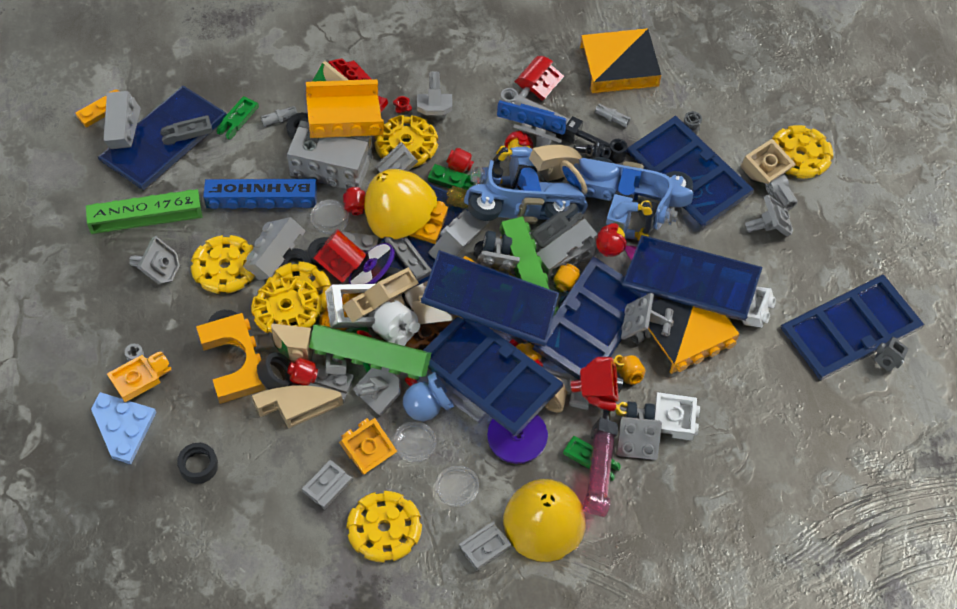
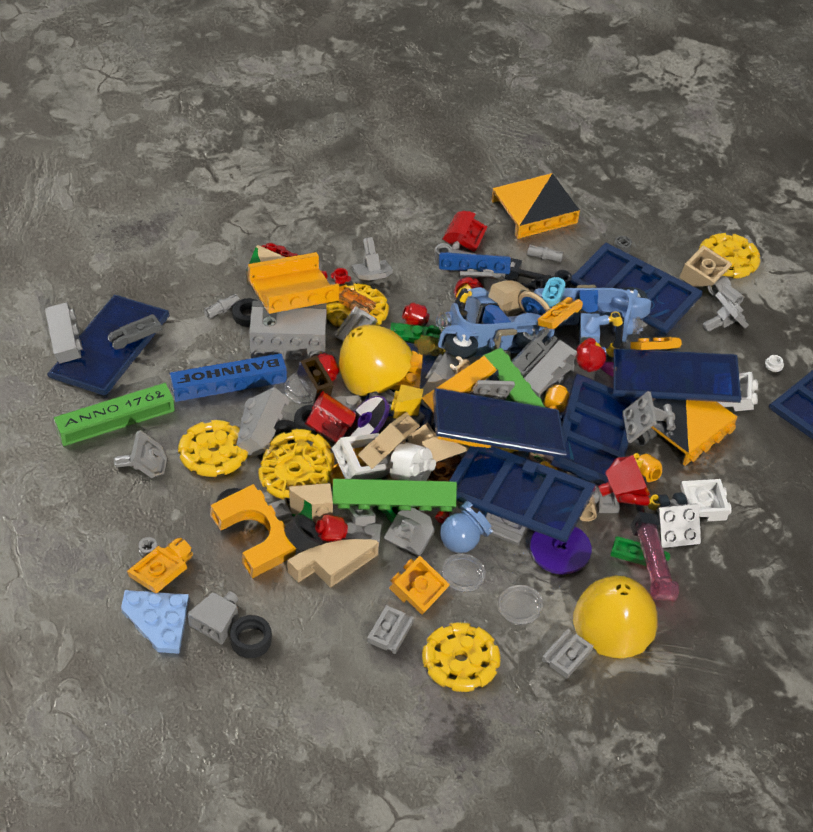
camera: 15 degrees left, 10 degrees down
(93, 112) = (31, 332): light orange hinge -> none
(171, 435) = (215, 616): none -> light grey torso
(237, 117) = (180, 313): green hinge -> none
(336, 212) = (314, 377): none -> dark brown brick
(403, 133) = (352, 298): none -> clear orange tile
(414, 255) = (407, 400): none -> yellow slope
(474, 245) = (464, 380): none -> light orange slope
(478, 231) = (462, 365): none -> tan plate
(591, 168) = (553, 291): none -> medium azure plate
(593, 190) = (559, 313): none -> light orange hinge
(688, 238) = (657, 343): none -> light orange hinge
(803, 281) = (774, 363): none -> white plate

